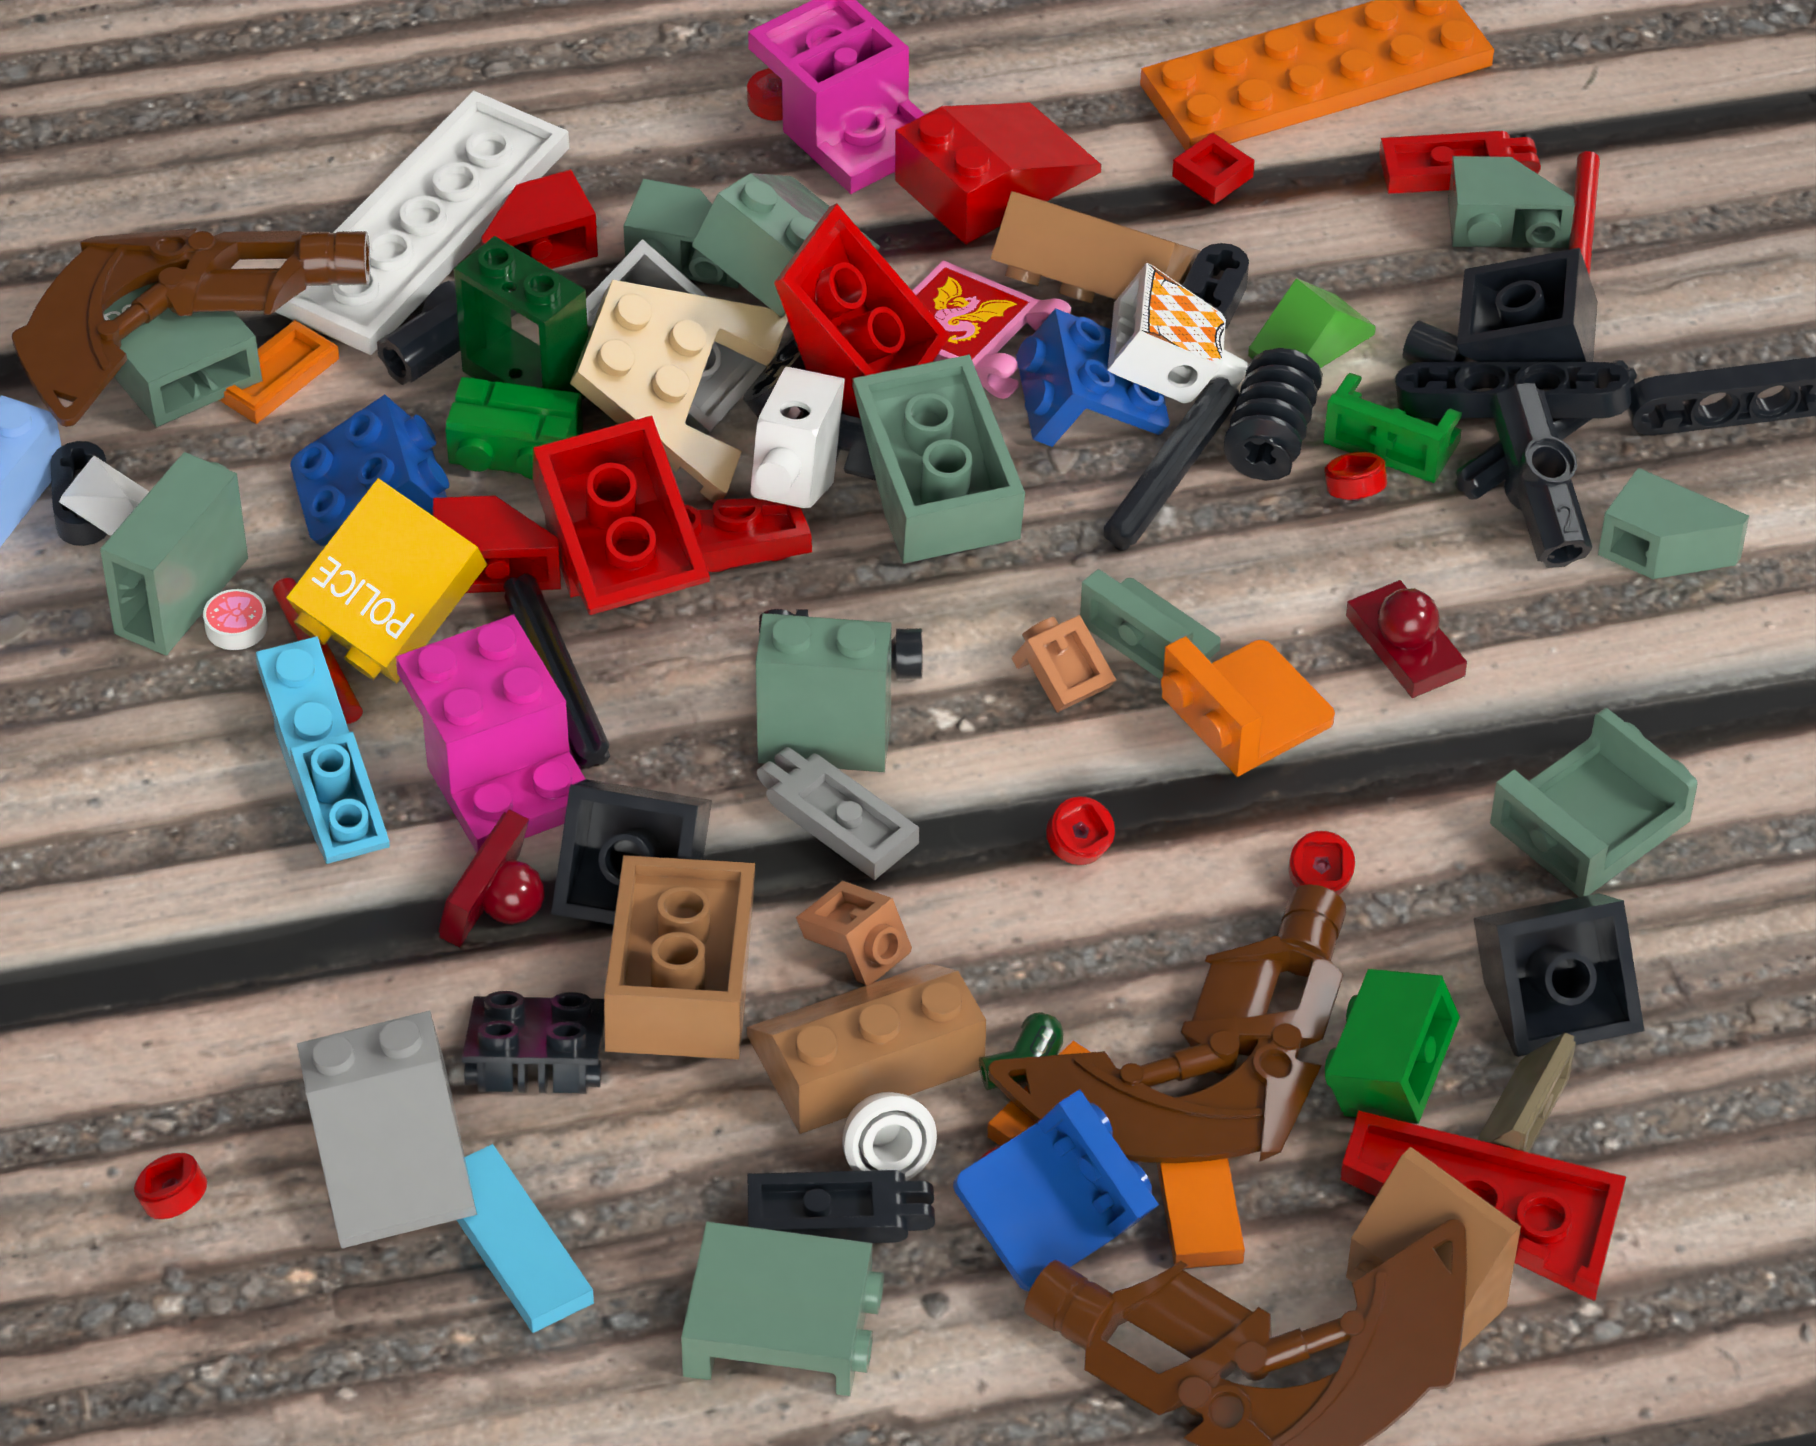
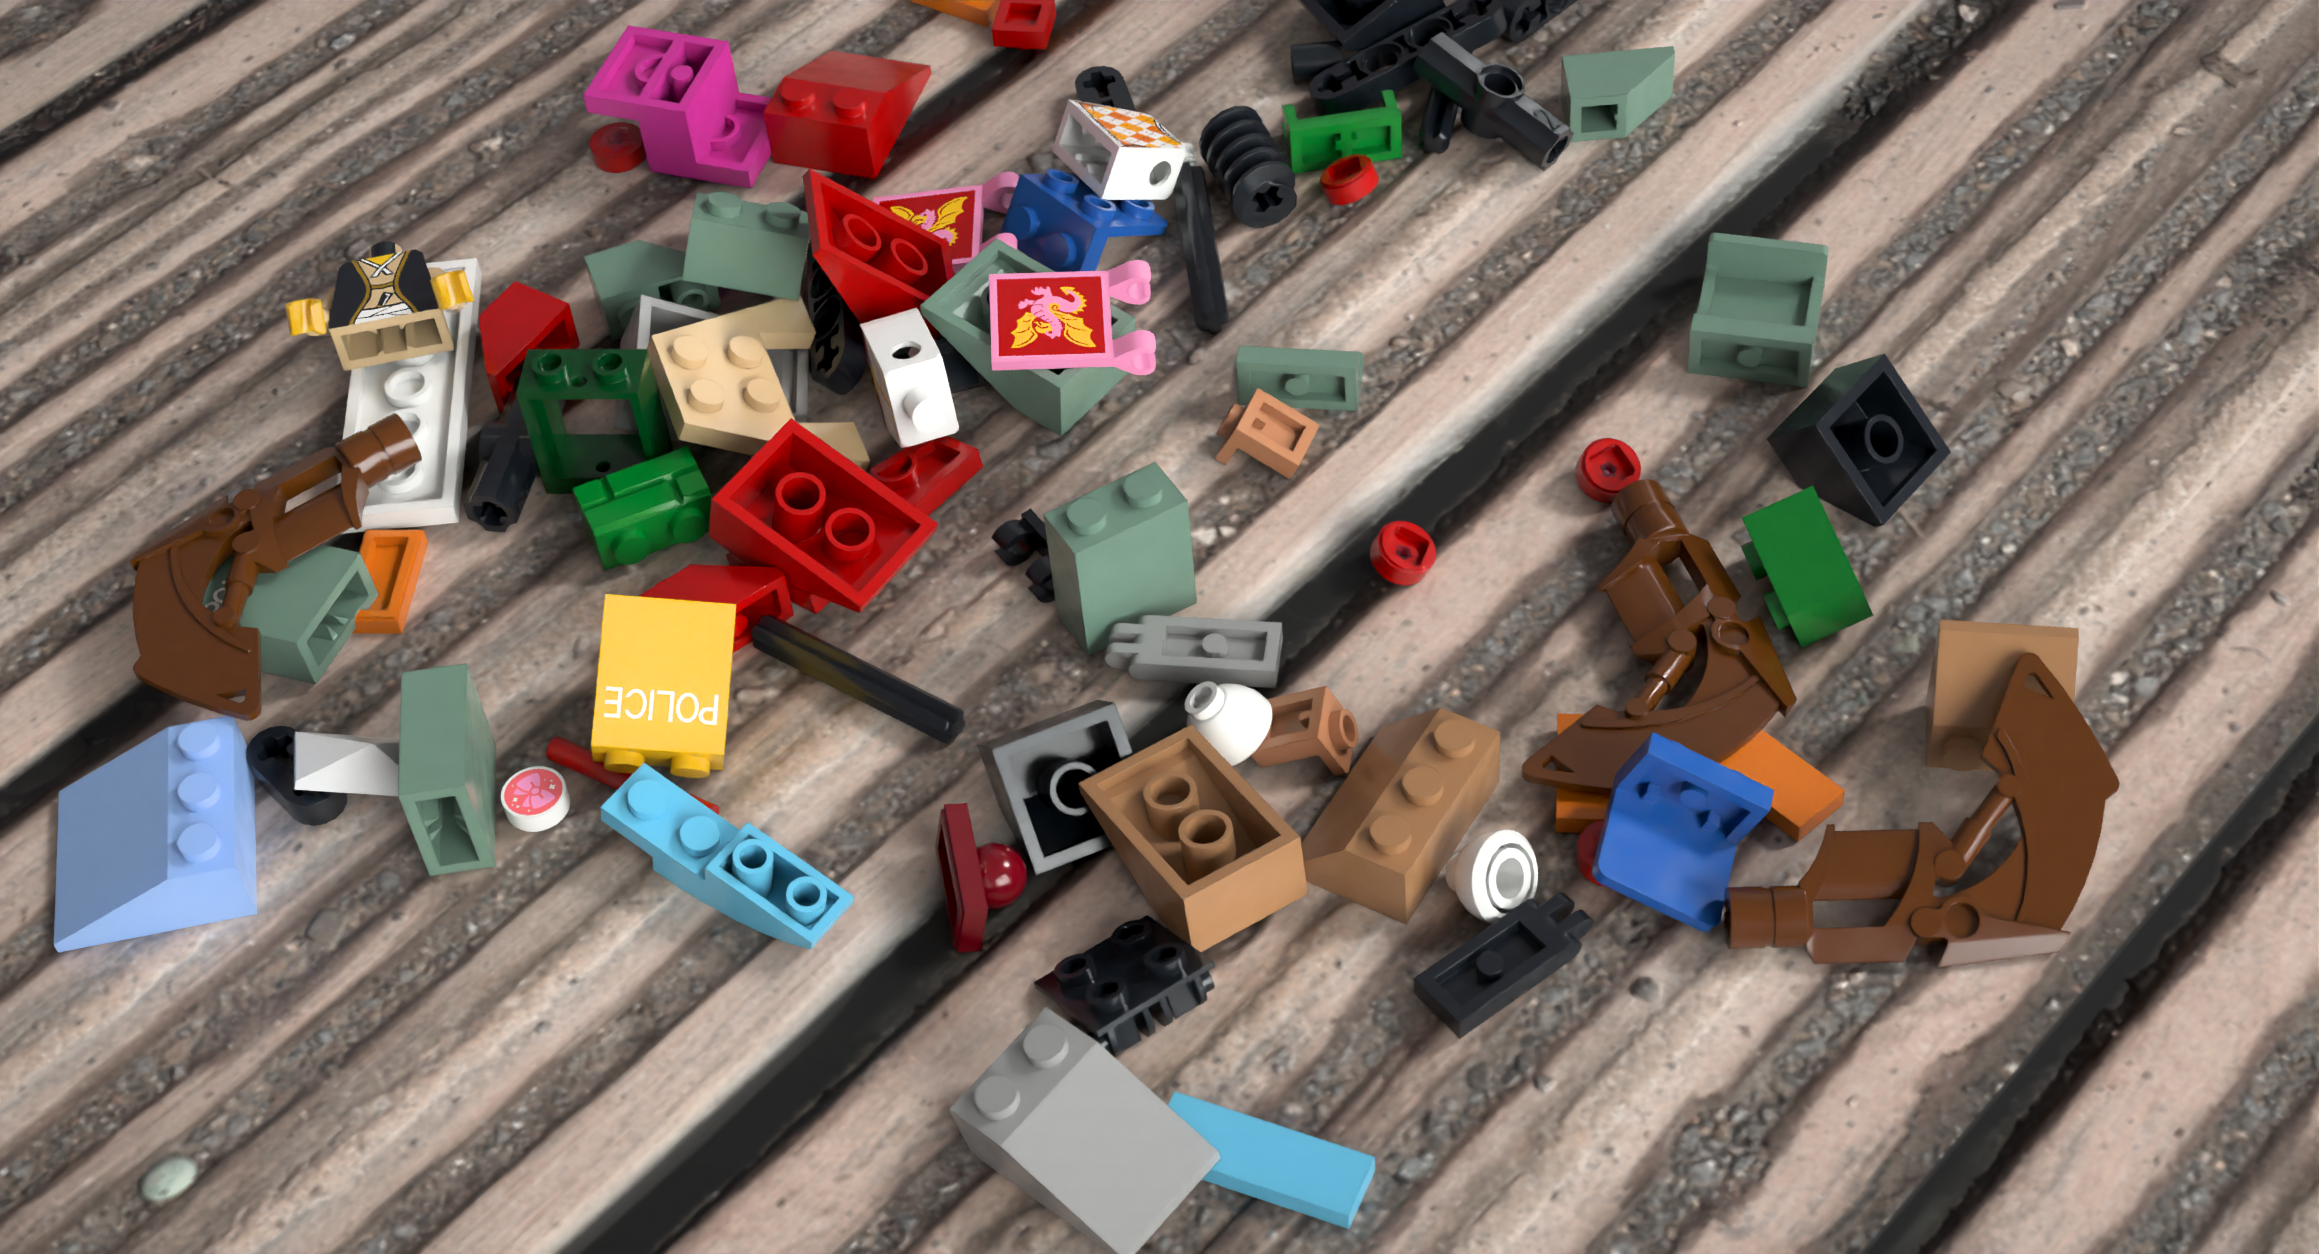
camera: 30 degrees left, 0 degrees up
(348, 460) = (542, 614): blue bracket -> none
(444, 134) = (384, 308): none -> torso
(492, 728) = (865, 752): dark pink bracket -> none
(781, 1302) = (1542, 1066): sand green panel -> none
(796, 880) = (1229, 718): none -> white brick
(959, 458) = (1066, 320): none -> flag
(1039, 1037) = (1531, 732): dark green arm -> none
(1081, 250) = (989, 128): medium nougat slope -> none
(1243, 703) = (1431, 387): orange bracket -> none
(1313, 324) = (1205, 91): bright green slope -> none
(1407, 637) = (1499, 270): dark red tile -> none
(1530, 1095) = (1930, 552): dark tan slope -> none
(1561, 1206) = (1899, 646): red wing -> none

